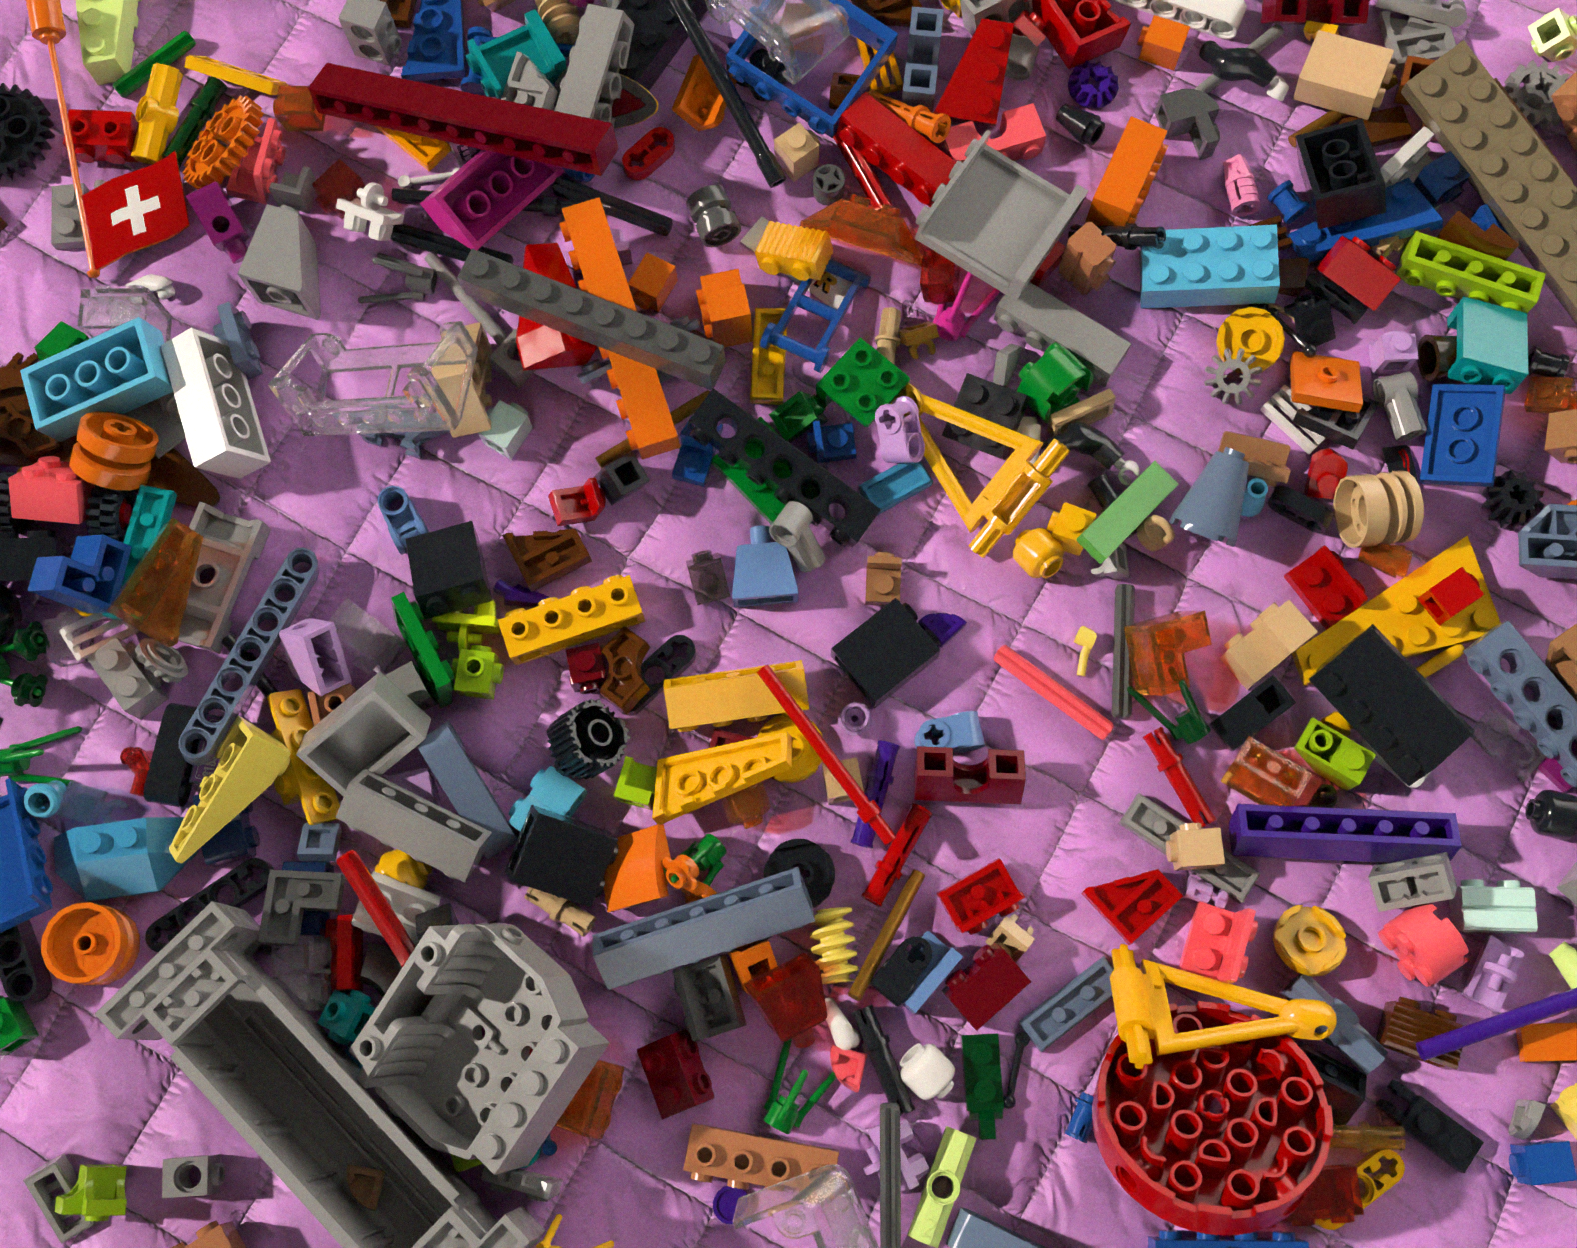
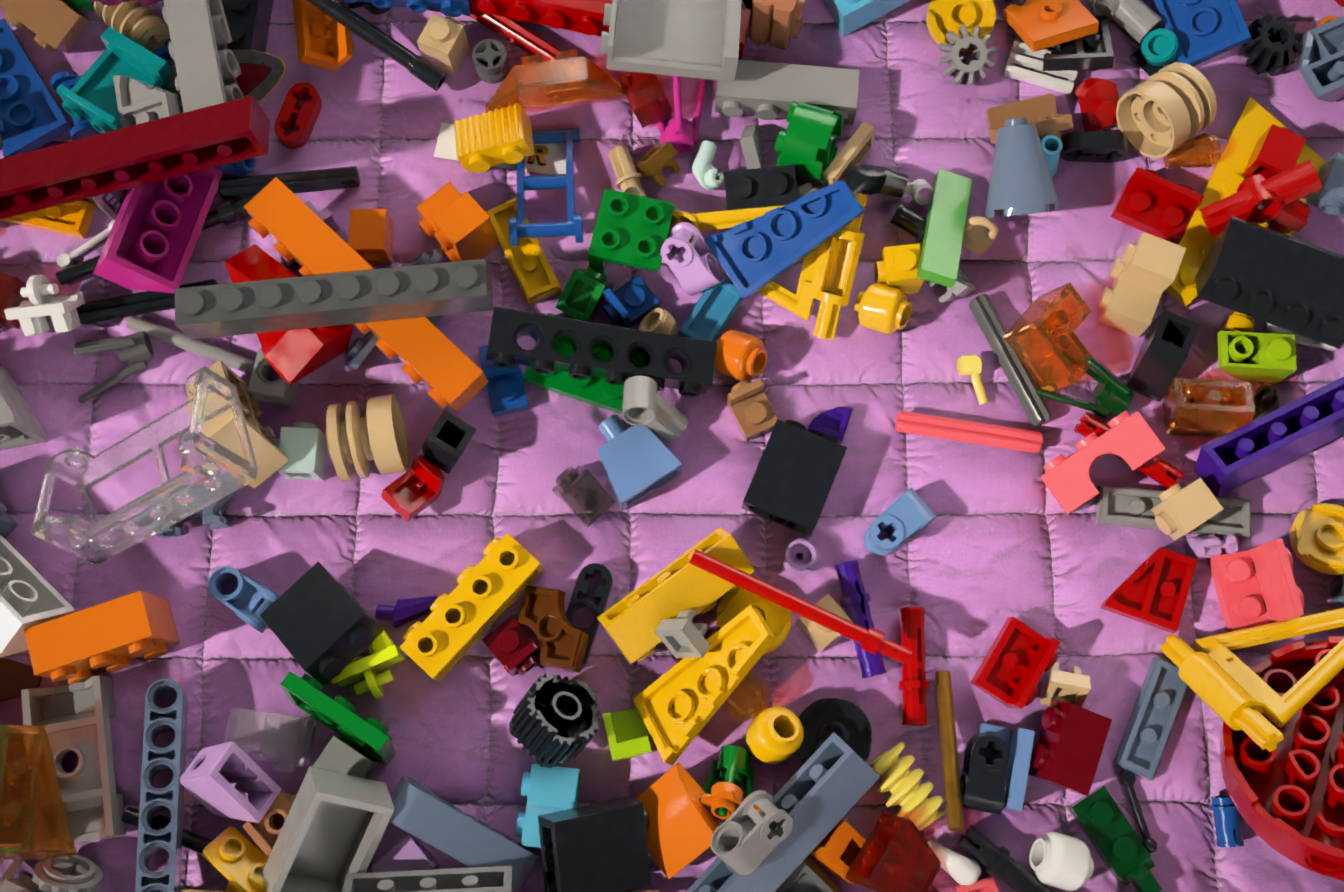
camera: 30 degrees left, 0 degrees up
(280, 493) = (102, 637): none -> orange brick
(484, 681) = (418, 718): lime brick -> none
(547, 555) = (412, 555): reddish brown wing -> none
(561, 442) = (358, 439): none -> tan wheel
(677, 415) = (468, 348): pearl gold bar -> none
(683, 908) = (748, 836): none -> light grey piece
(712, 215) = (390, 140): dark grey wheel -> none
(720, 728) = (683, 636): none -> light grey tile
(752, 846) = (774, 735): none -> yellow head
(847, 471) = (659, 321): none -> tan tile
(896, 530) = (740, 355): none -> orange head
(955, 361) = (703, 168): none -> light aqua arm
(968, 452) = (774, 242): none -> blue wing
(994, 780) = (968, 542): dark red arch -> none
(1114, 772) = (1071, 477): none -> coral arch
(1410, 453) = (1159, 47): none -> teal tile
(1420, 629) = (1267, 200): none -> red piece

